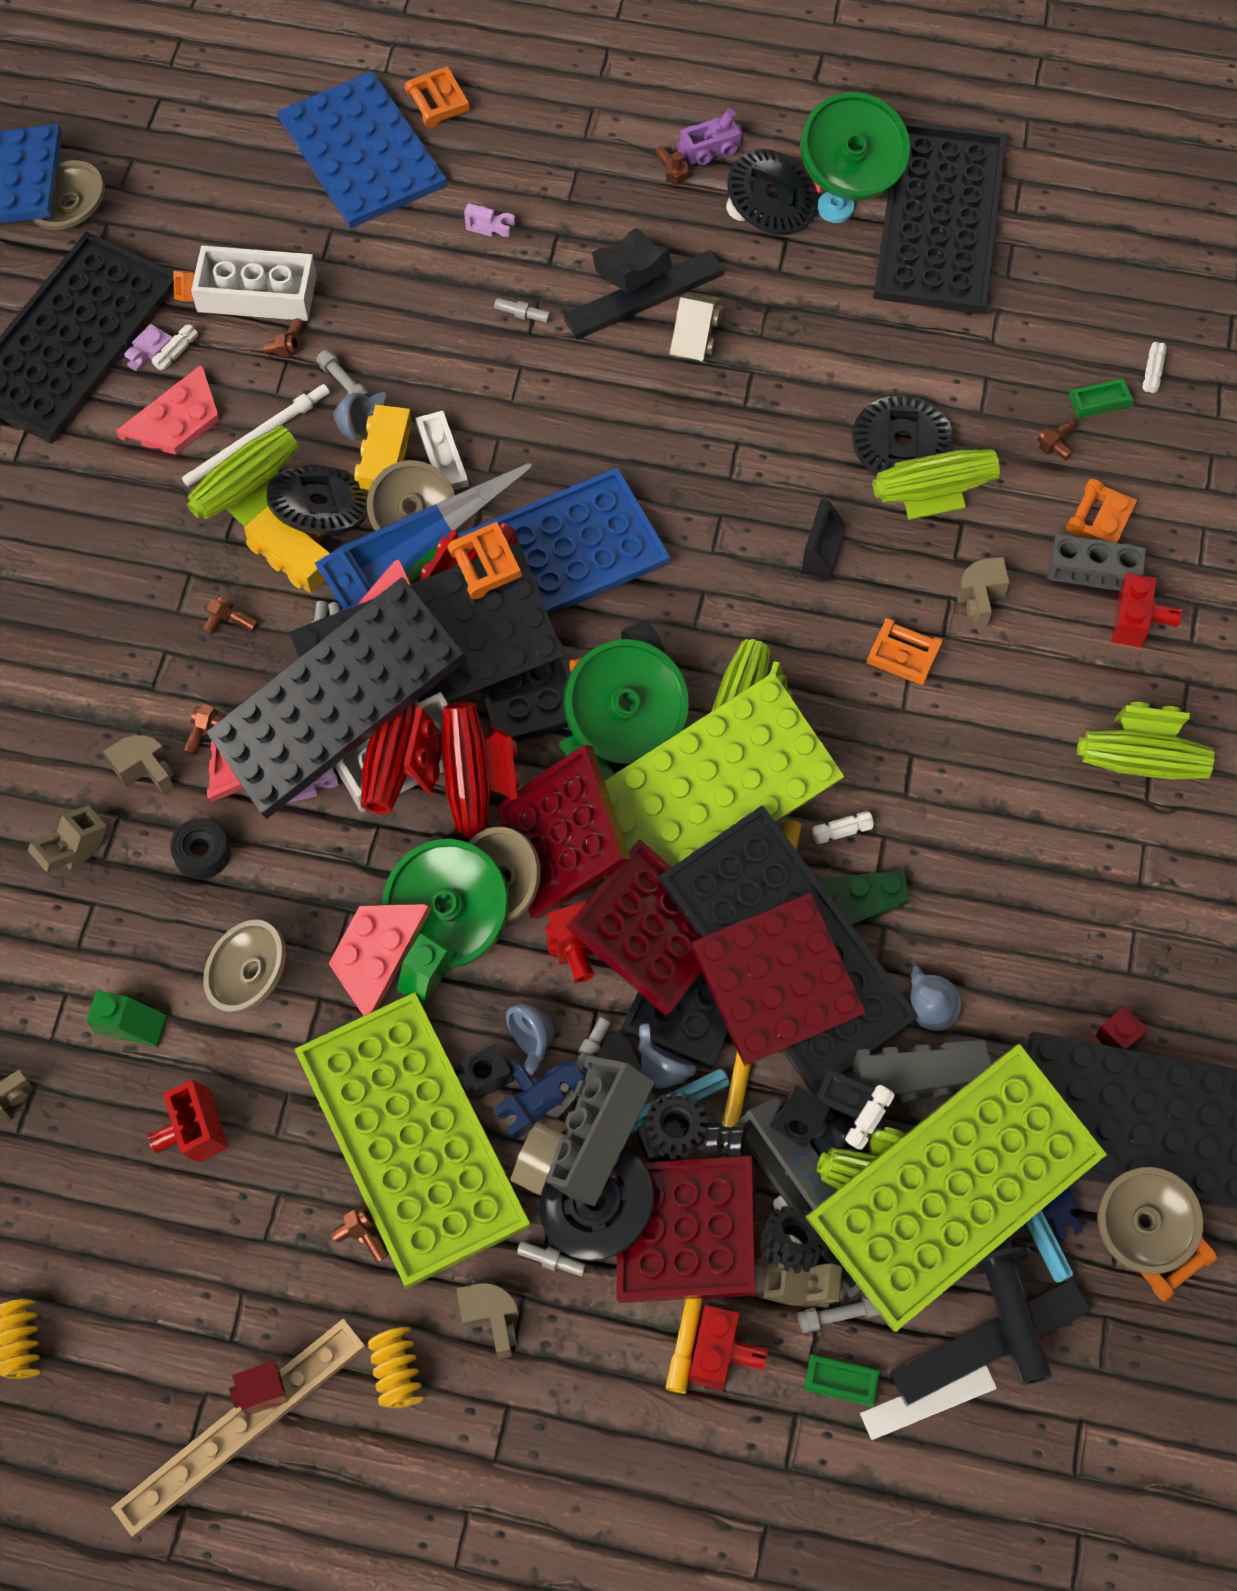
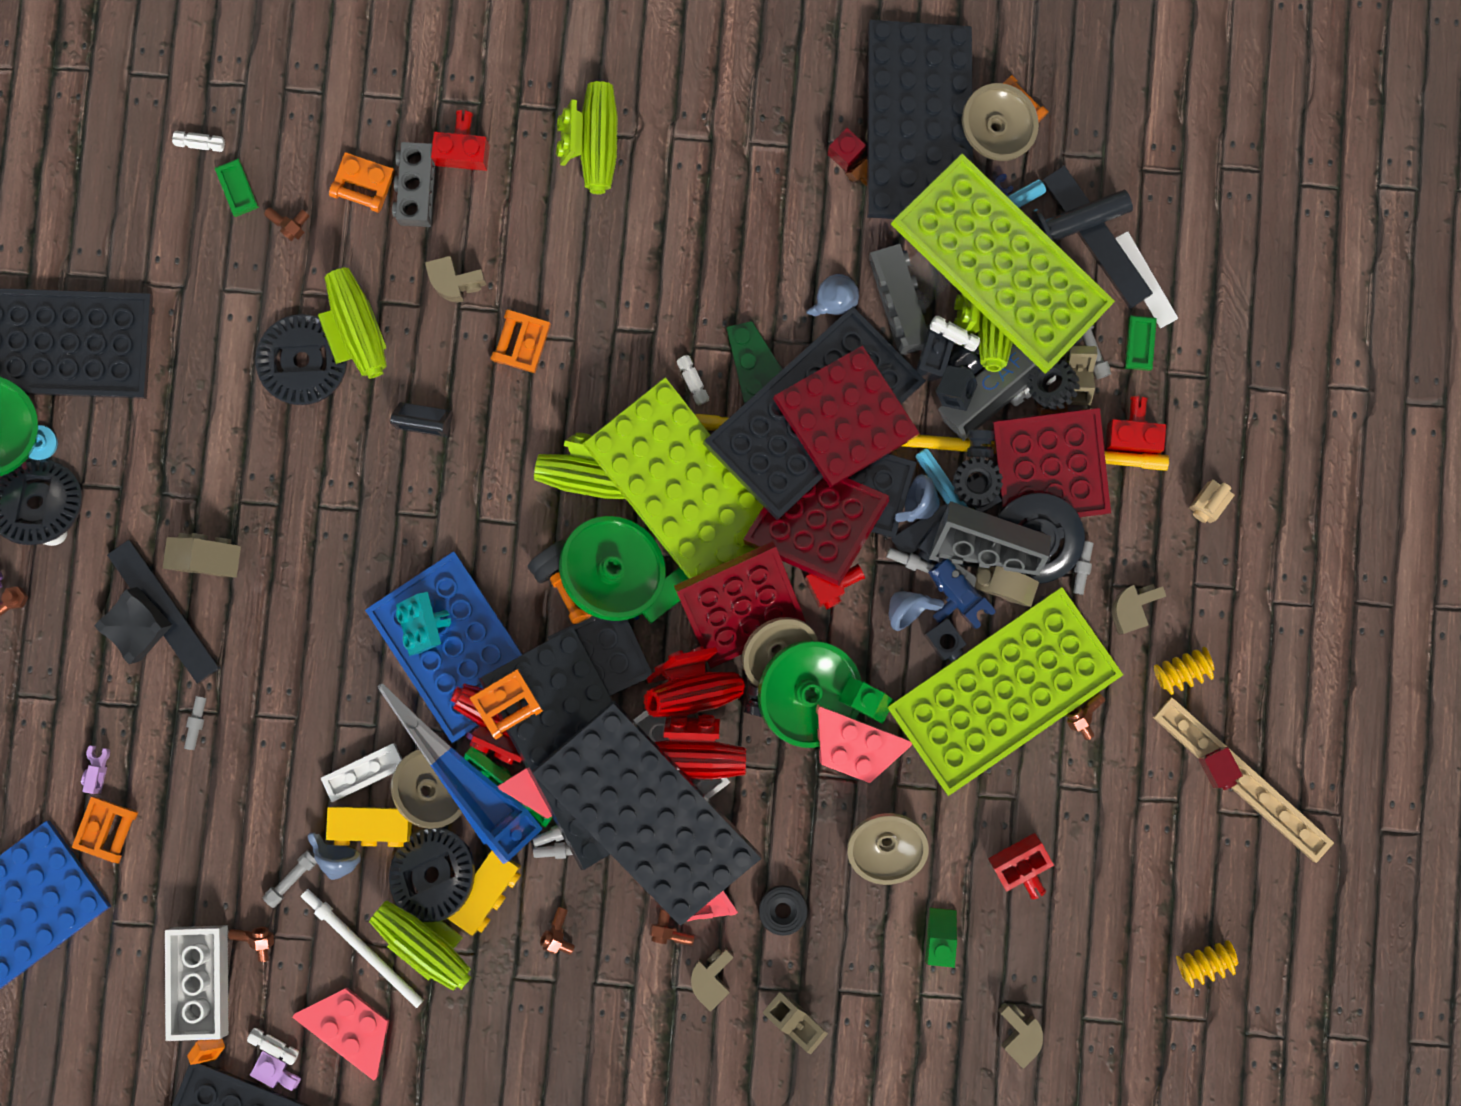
camera: 95 degrees left, 20 degrees up
(431, 218) = (96, 826): none -> orange plate
(592, 509) = (420, 623): none -> teal plate
(614, 1439) = (1211, 501): none -> tan brick

